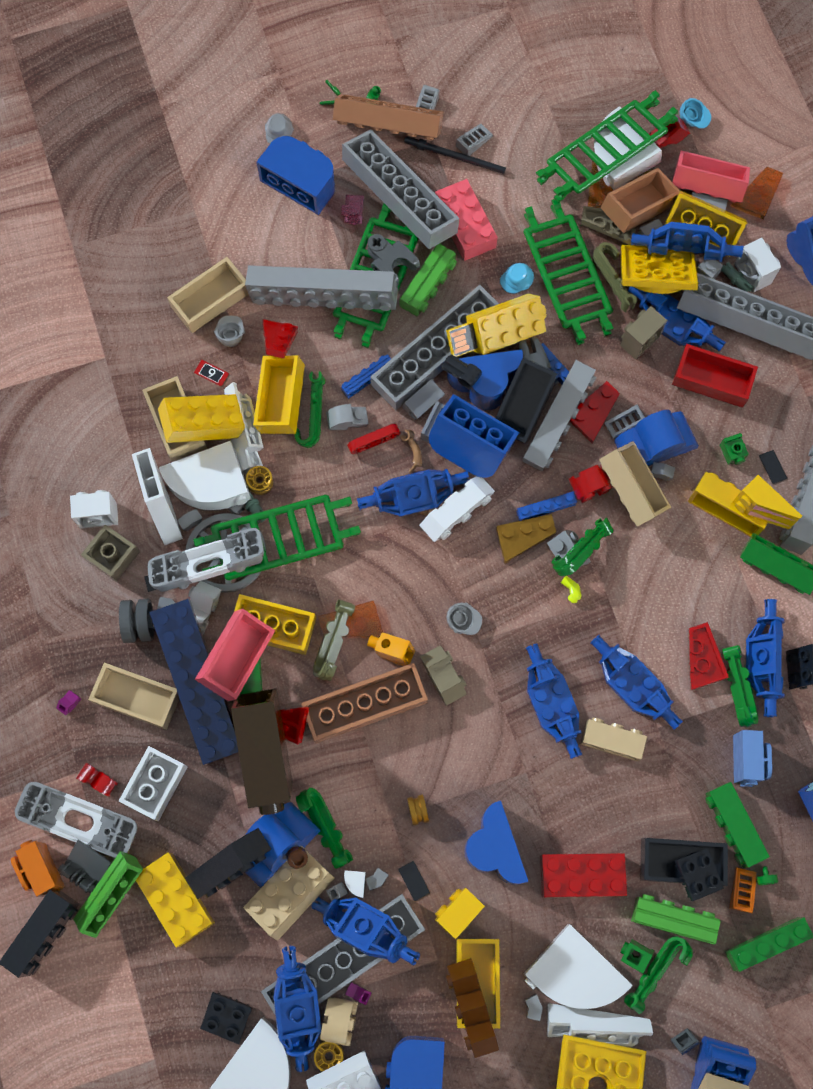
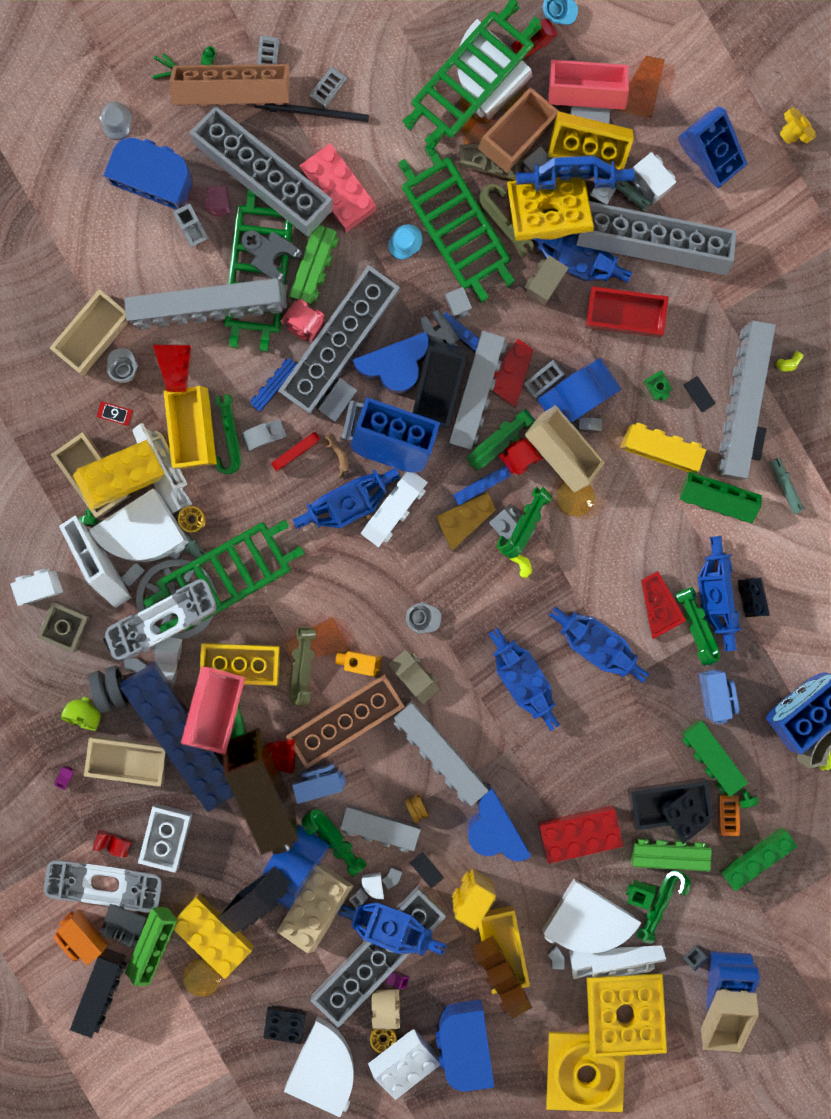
camera: 10 degrees left, 15 degrees up
(104, 641) = (82, 713): none -> lime cylinder
(151, 945) = (201, 978): none -> clear yellow dish
(161, 458) = (88, 519): none -> green tile
(296, 1009) = (345, 1009): blue plate -> none
(297, 857) = (315, 880): reddish brown tile -> none
(323, 222) = (190, 225): none -> light grey brick
(323, 759) = (318, 782): none -> medium blue brick
(376, 823) = (380, 828): none -> light grey brick
(407, 322) = (303, 320): none -> coral brick
(454, 755) = (441, 753): none -> light grey brick
(465, 373) = (374, 373): black piece -> none
(499, 326) = (398, 308): yellow piece -> none
(556, 338) = (458, 303): none -> light grey brick
(570, 467) = (499, 440): none -> green piece
(614, 739) = (587, 703): tan brick -> none
(636, 539) = (575, 503): none -> clear yellow dish
(766, 504) = (690, 449): yellow slope -> none

